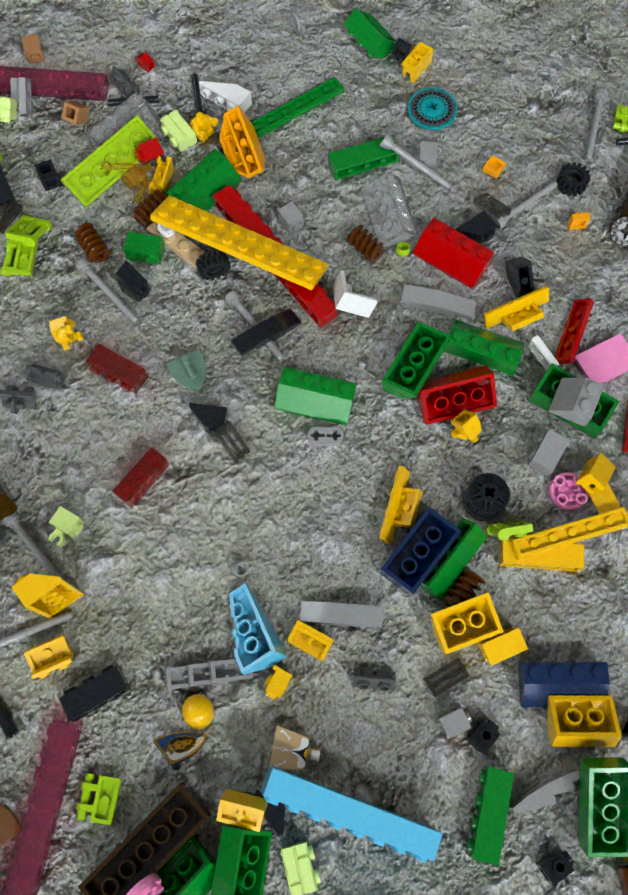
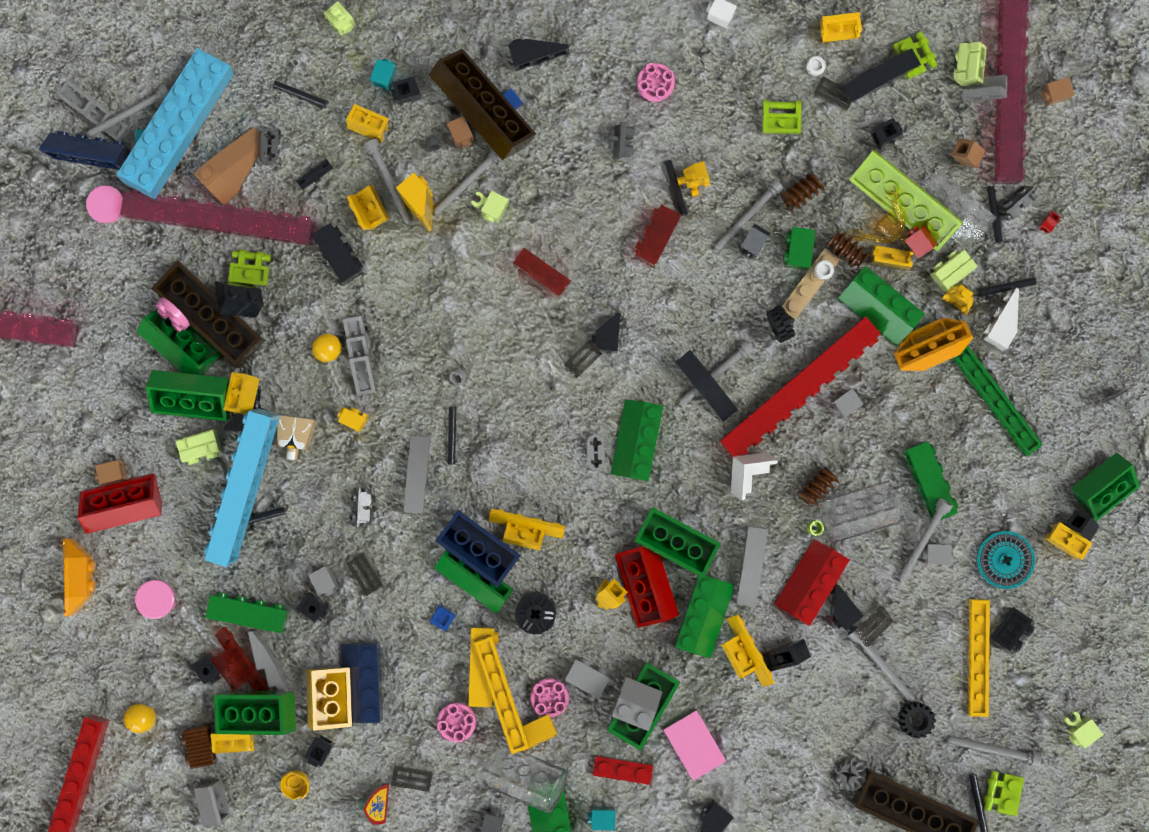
camera: 90 degrees right, 15 degrees up
(24, 226) = (815, 117): lime plate -> none
(45, 376) = (647, 165): dark grey hinge -> none
(69, 353) = (676, 188): none -> black bar
(132, 809) = (238, 299): none -> black slope
(180, 746) = (294, 335): shield -> none
(189, 370) = (663, 309): sand green shield -> none
(239, 242) = (804, 349): yellow plate -> none
(254, 636) = (393, 395): medium azure wedge -> none
(301, 577) = (452, 435): none -> black bar
(310, 640) = (392, 447): yellow hinge -> none
(380, 788) = (267, 515): none -> black bar
(464, 588) = (443, 590): reddish brown piece -> none
(465, 623) = (409, 591): yellow slope -> none
(493, 104) = (1013, 631): none -> black bracket
(494, 167) = (927, 630): light orange plate -> none
(495, 593) = (442, 618): none -> blue tile
(502, 645) = (394, 626): yellow hinge -> none
(505, 529) = (506, 640): lime plate -> none
(516, 132) = (978, 657): none -> yellow tile
(542, 352) = (696, 676): white tile -> none
(550, 831) = (235, 665): none -> clear red bracket
(574, 331) = (725, 710): red plate -> none
(575, 60) = (1083, 730): none -> yellowish green brick
(578, 220) = (862, 723): light orange plate -> none
(596, 472) = (565, 724): yellow hinge -> none
(598, 585) = (456, 722): none -> bright pink tile

